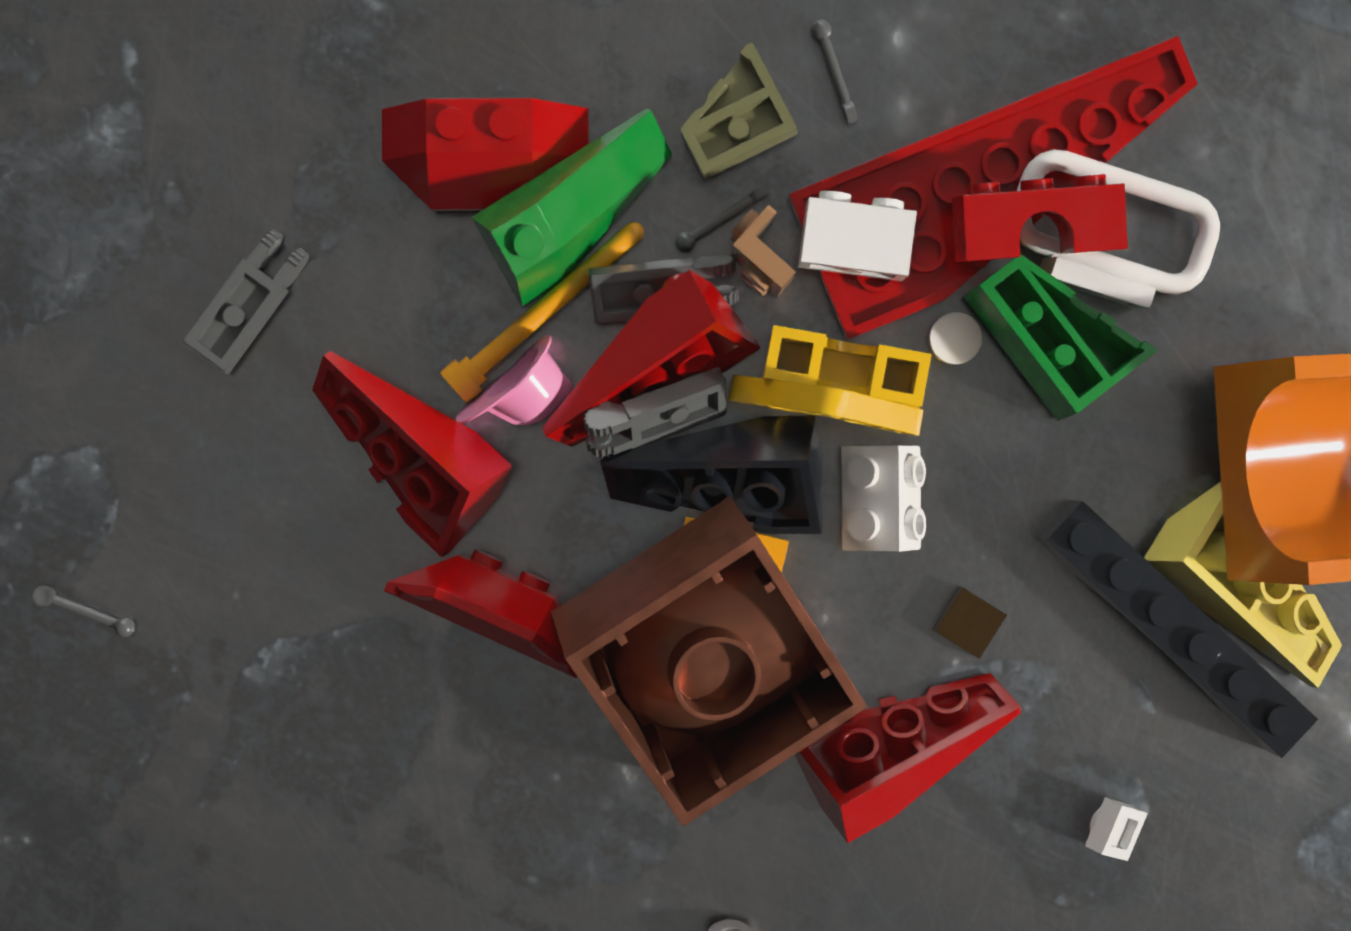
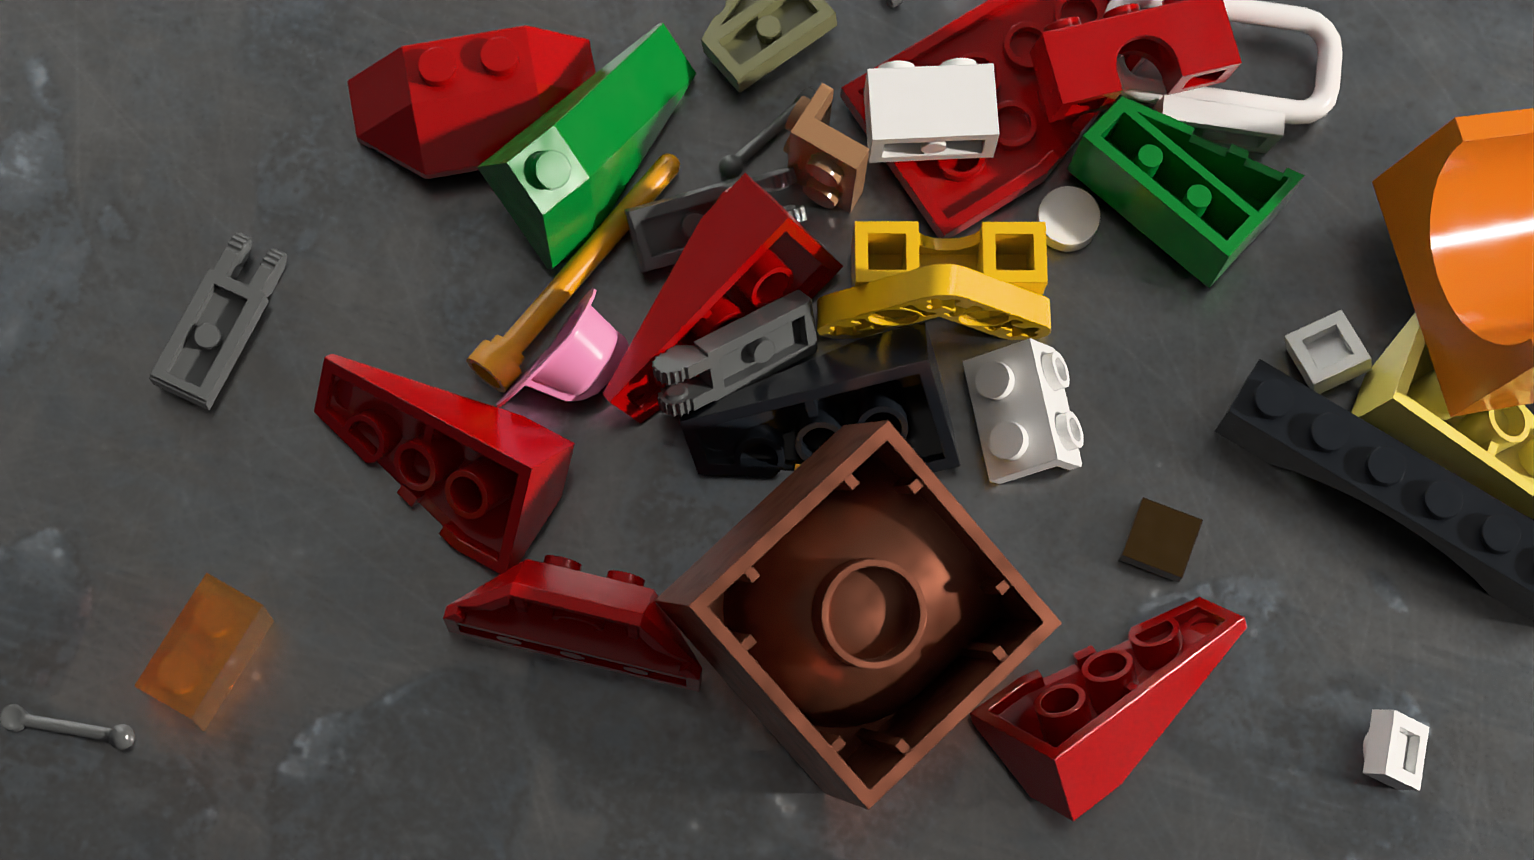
camera: 15 degrees left, 15 degrees down
(194, 578) = (205, 652): none -> clear orange brick
(1142, 495) = (1328, 352): none -> white plate

